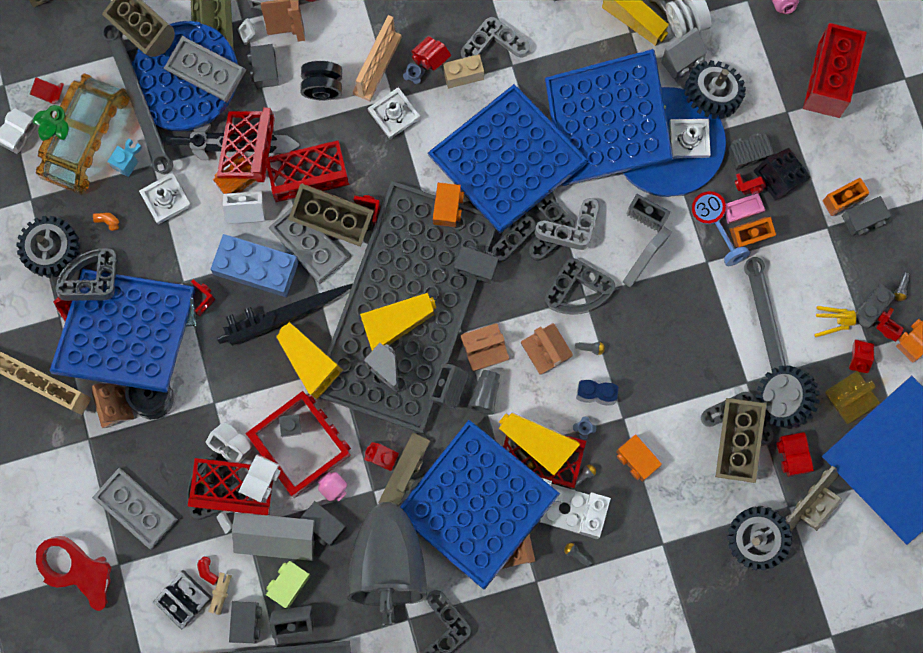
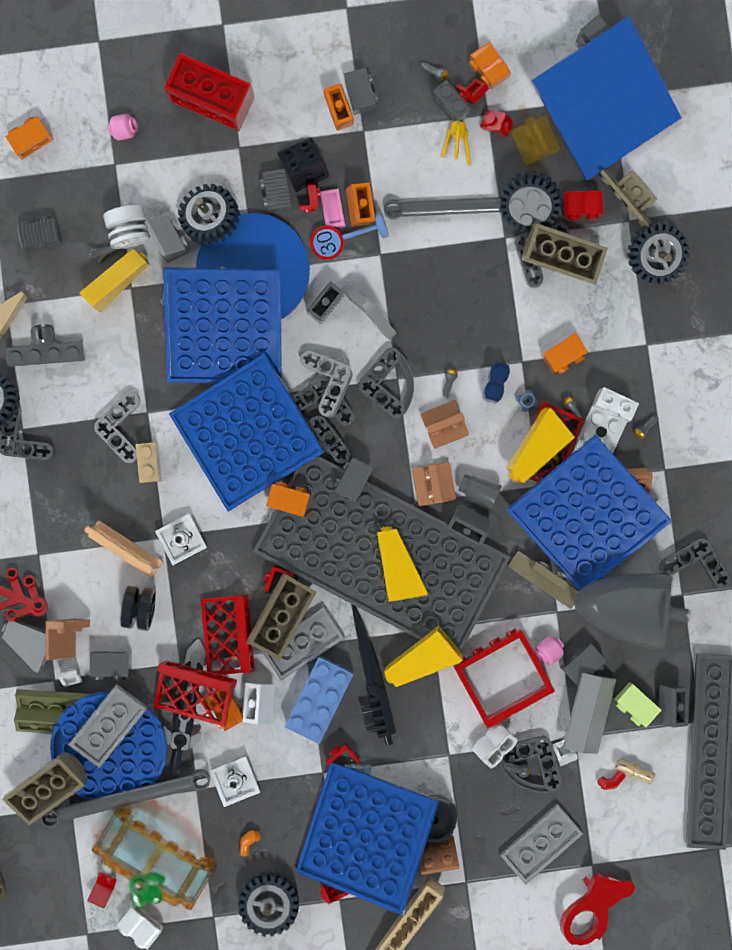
camera: 85 degrees left, 10 degrees up
(97, 285) = (318, 860): dark grey beam -> none
(124, 159) = (189, 818): medium azure brick -> none
(182, 599) = (634, 807): slope -> none
(224, 503) = (554, 754): red fence -> none
(244, 622) = (665, 751): dark grey brick -> none
(259, 478) = (537, 720): white brick -> none
(290, 425) = (487, 684): dark grey plate -> none
(381, 456) = (526, 600): red bracket -> none
(384, 365) = (444, 584): light grey slope -> none
(414, 68) = (136, 513): sand blue plate -> none
(430, 53) = (126, 493): red brick -> none
(688, 133) = (248, 237): white plate -> none

